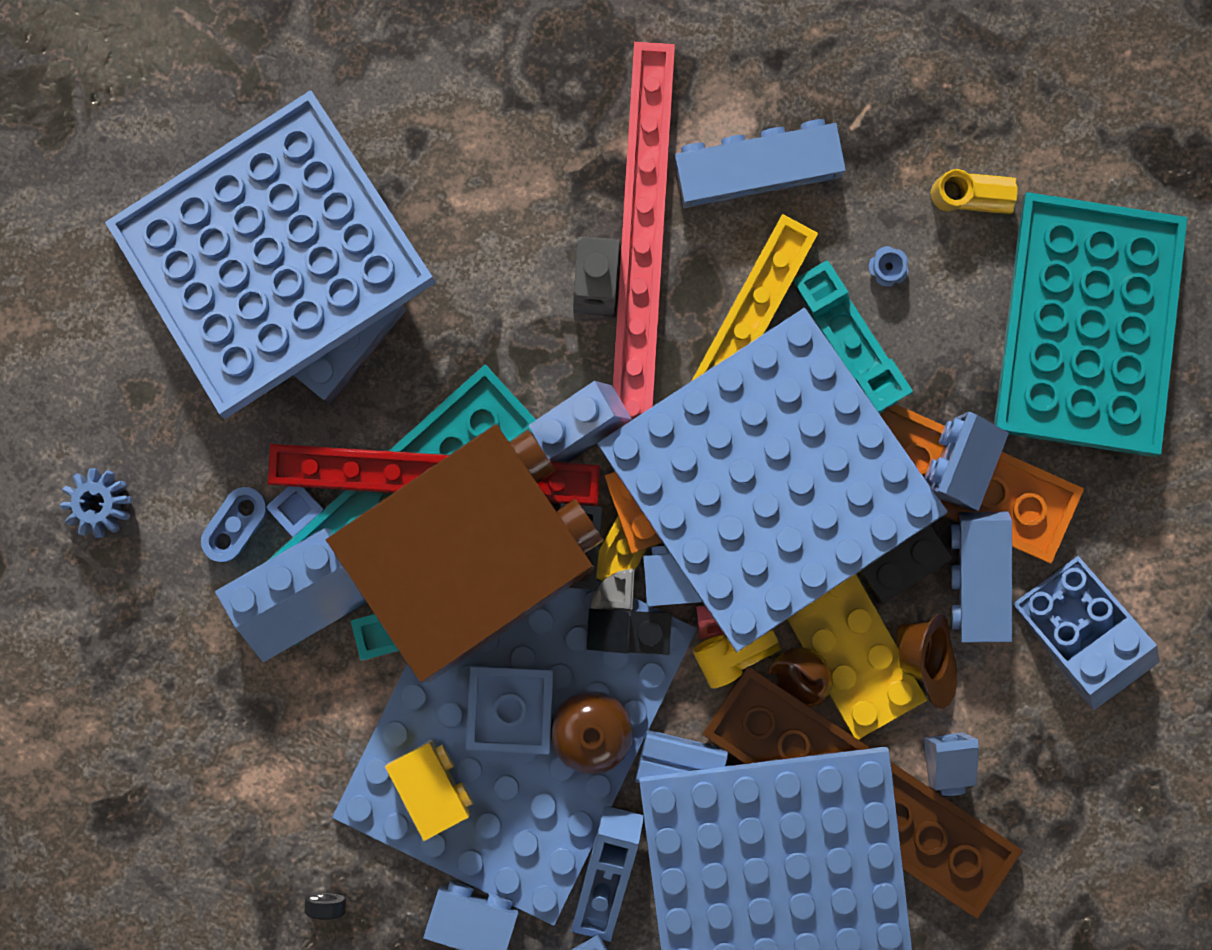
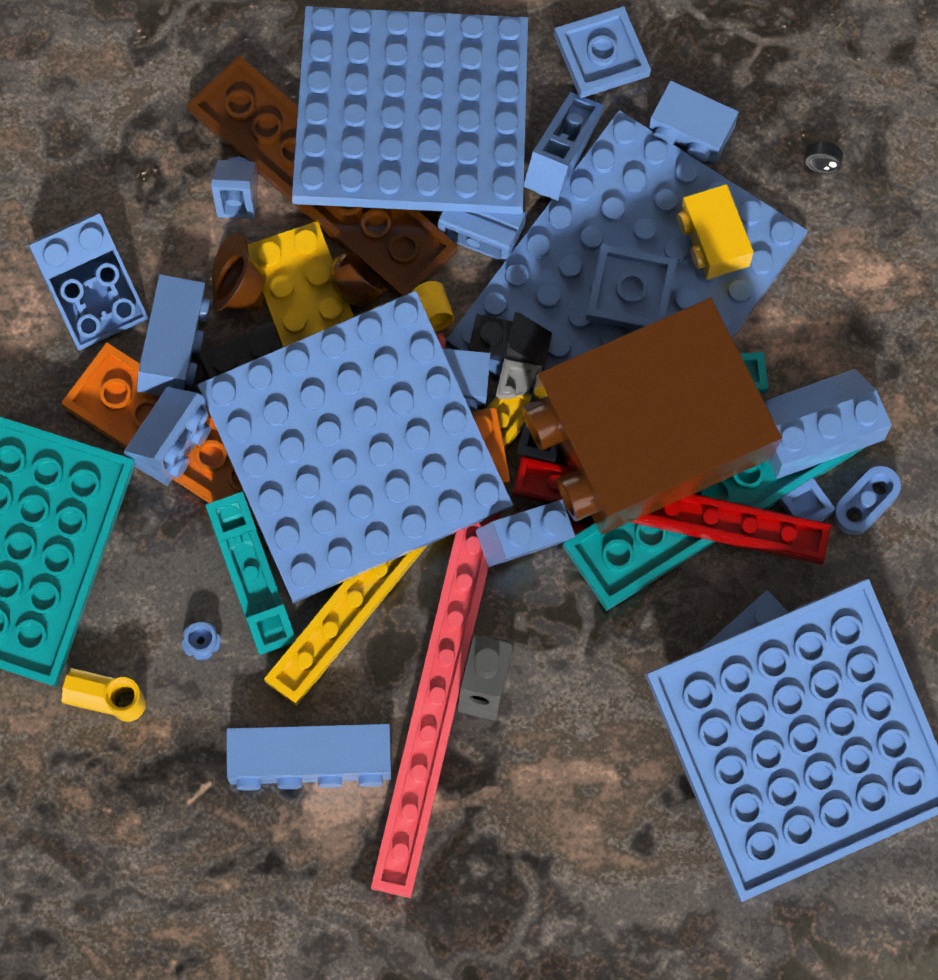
camera: 170 degrees left, 15 degrees down
(591, 732) = (559, 259): reddish brown cylinder -> none

